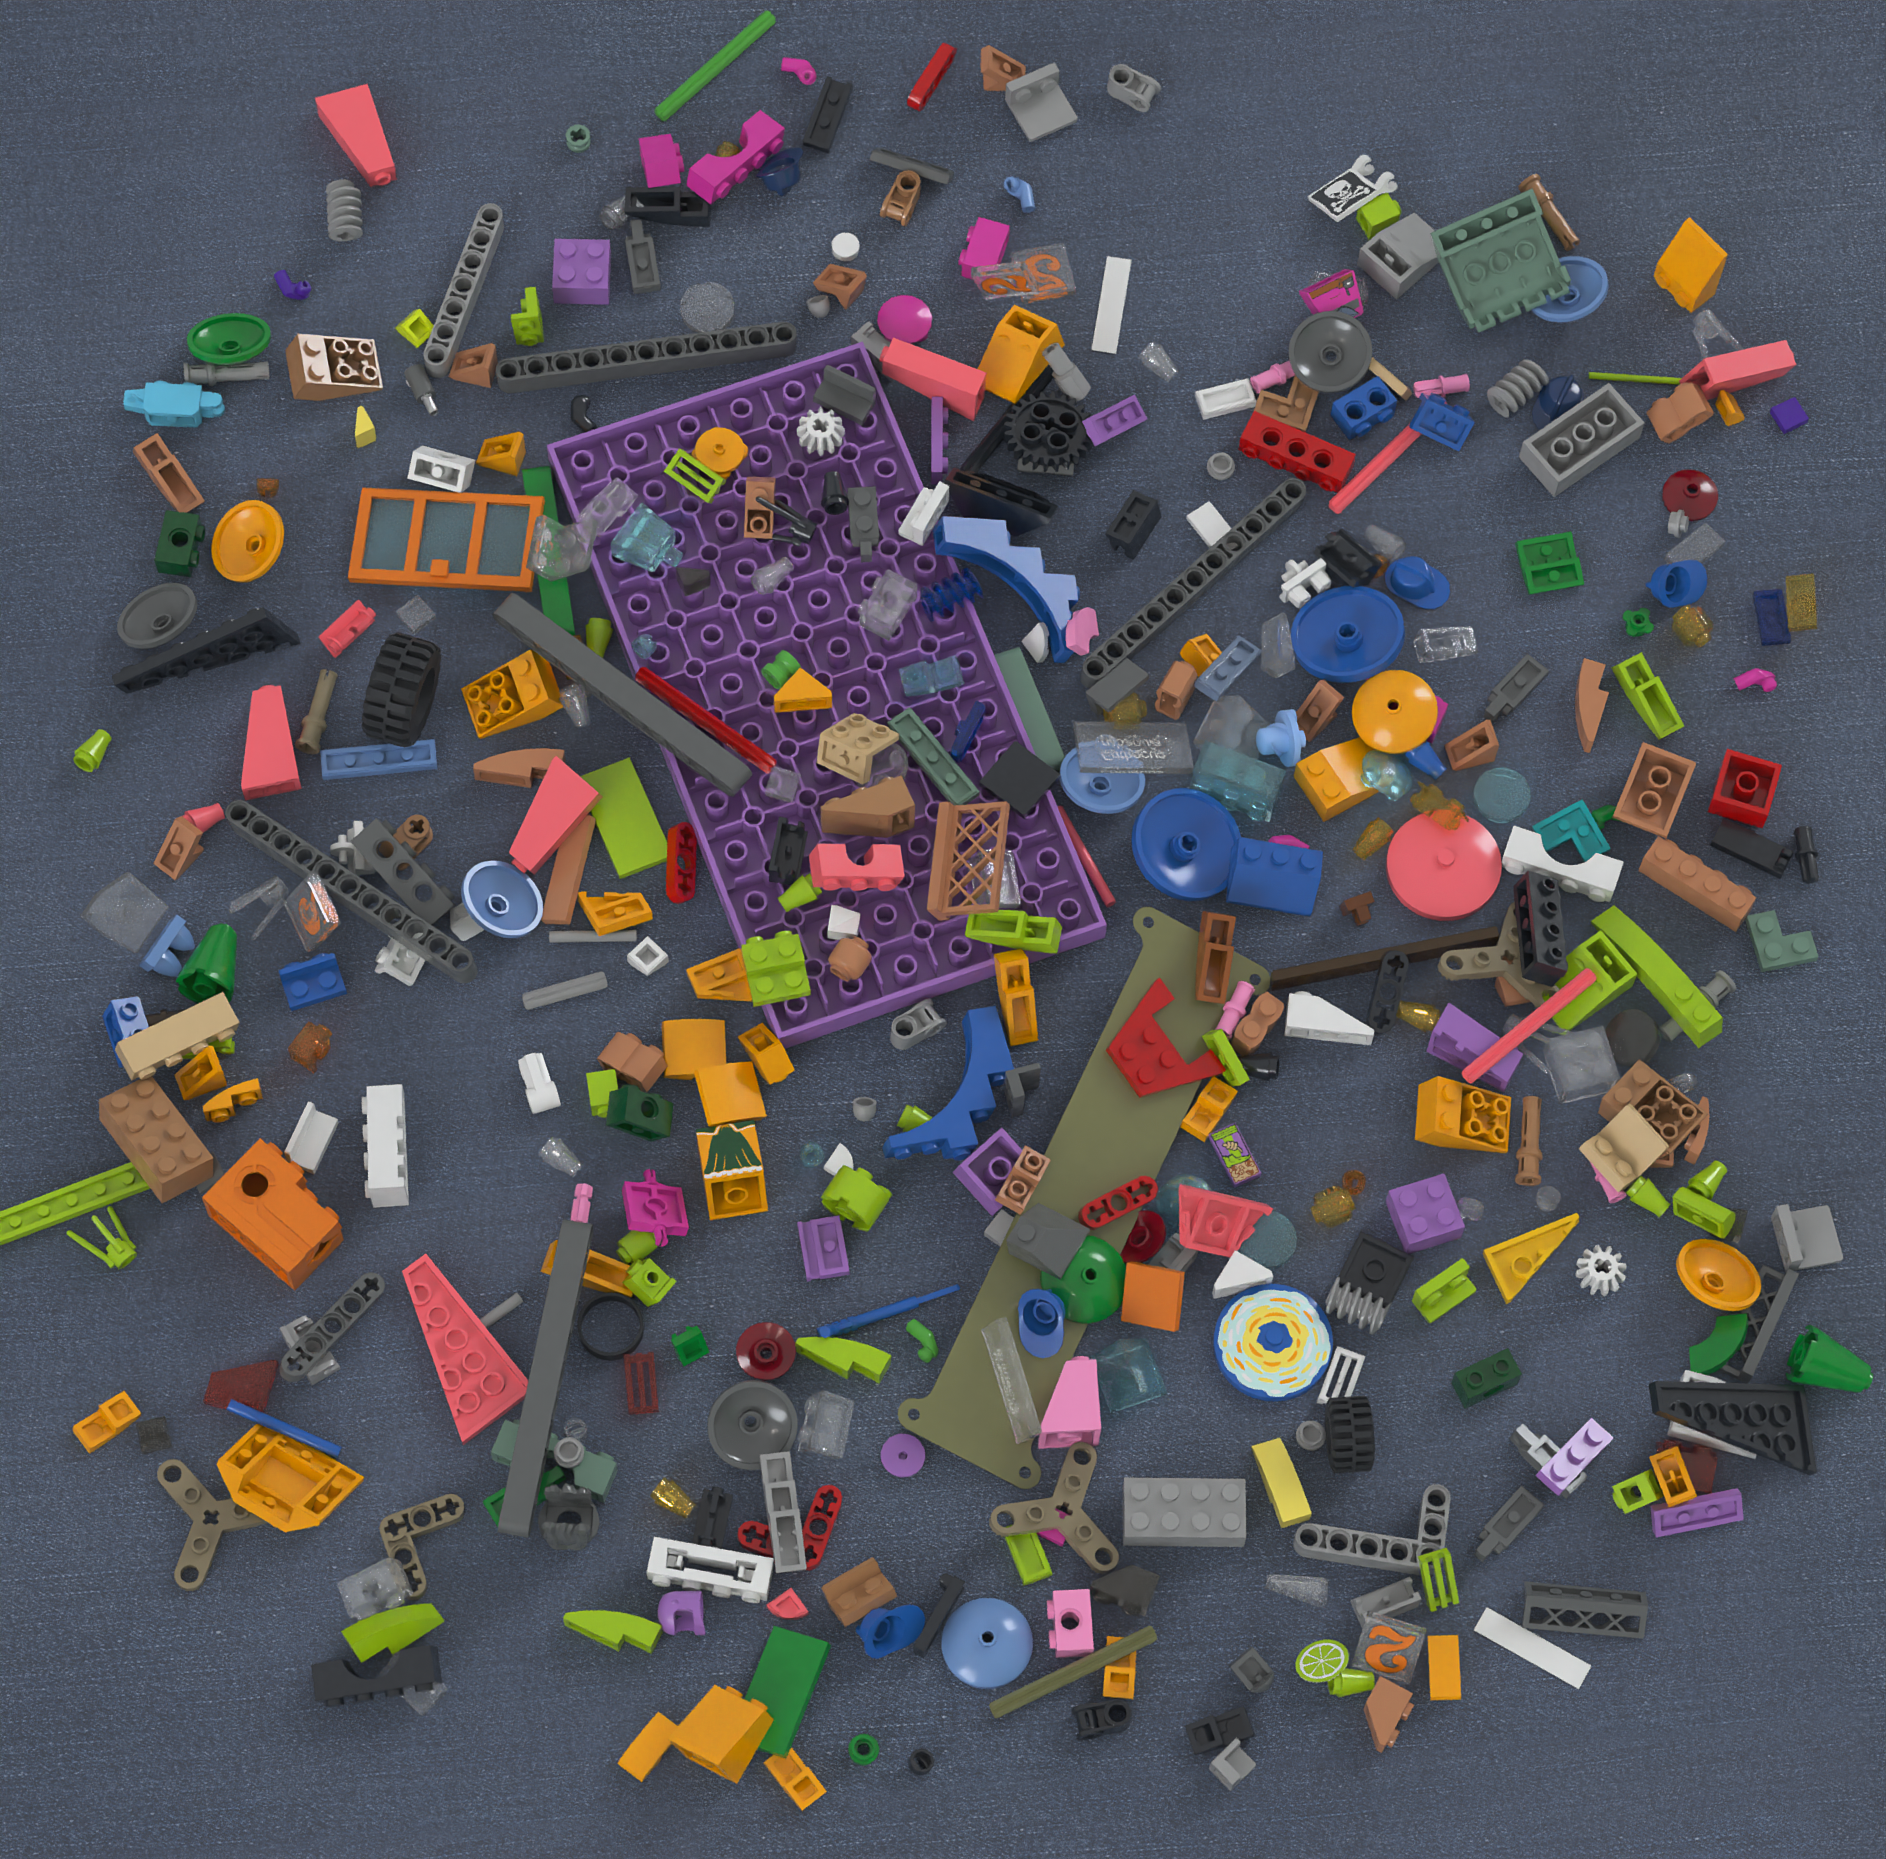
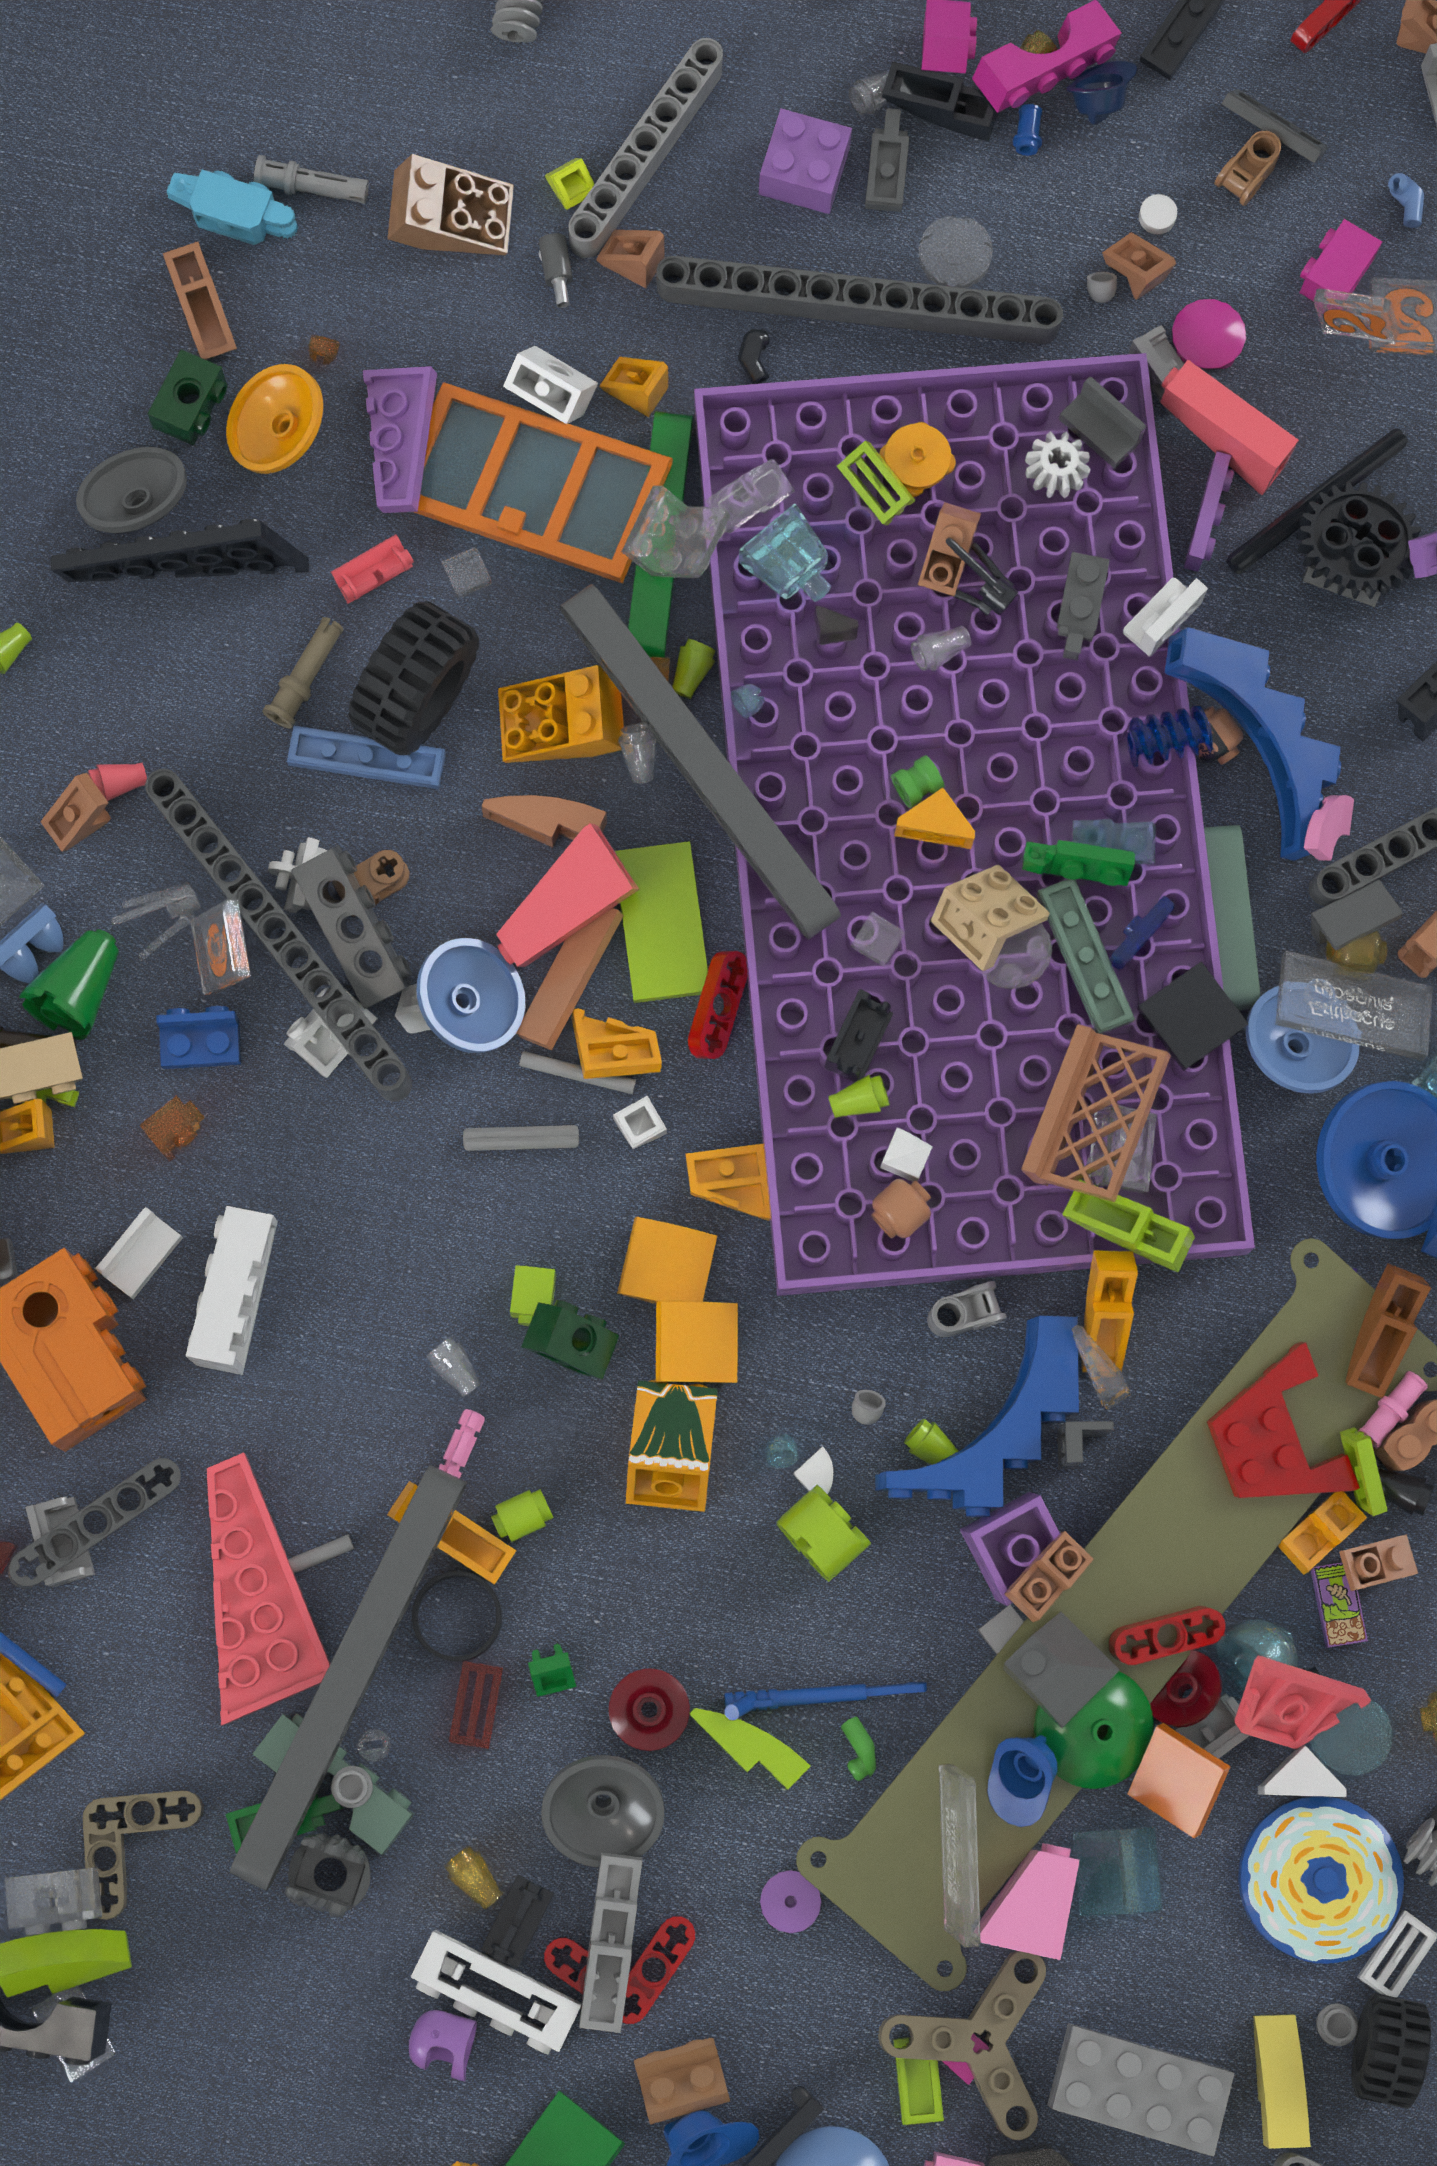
camera: 15 degrees right, 10 degrees up
(222, 1105) = (41, 1176): light orange slope -> none
(229, 338) = (324, 137): green dish -> none
(269, 748) = (228, 708): coral slope -> none
(292, 290) = (423, 89): dark purple arm -> none
(340, 528) = (400, 424): none -> medium lavender wing
(364, 428) = (466, 305): light yellow slope -> none
(528, 324) = (717, 218): lime bracket -> none
(540, 1089) = (452, 1266): white piece -> none
(615, 1628) = (349, 2036): lime slope -> none
(633, 1060) = (582, 1262): nougat brick -> none
(638, 1282) = (530, 1585): lime brick -> none
(655, 1208) = (555, 1476): dark pink plate -> none
(705, 720) = (800, 823): red axle -> none
(737, 217) = (1027, 138): none -> blue pin
(766, 1053) = (759, 1297): light orange slope -> none
(775, 968) = (800, 1193): lime plate -> none
(788, 1606) = (585, 2066): coral tile -> none
(823, 1248) = (762, 1586): medium lavender plate -> none
(826, 1424) = (700, 1832): clear bracket -> none
(834, 494) = (1052, 555): black cone -> none
(834, 869) = (911, 1081): coral arch -> none
(871, 811) = (987, 1014): medium nougat slope -> none
(897, 595) = (1073, 747): clear brick -> none
(911, 694) = (1080, 862): none -> green hinge
(991, 589) = (1225, 737): none -> nougat head
(992, 498) = (1265, 616): black wedge -> none
(1015, 353) = (1348, 420): light orange slope -> none
(1026, 1043) = (1103, 1373): none -> clear slope
(1037, 642) = (1266, 824): white tile -> none
(1066, 373) = (1403, 465): light grey piece -> none
(1088, 862) = (1251, 1143): coral bar -> none
(1252, 1115) = (1378, 1562): none -> nougat slope

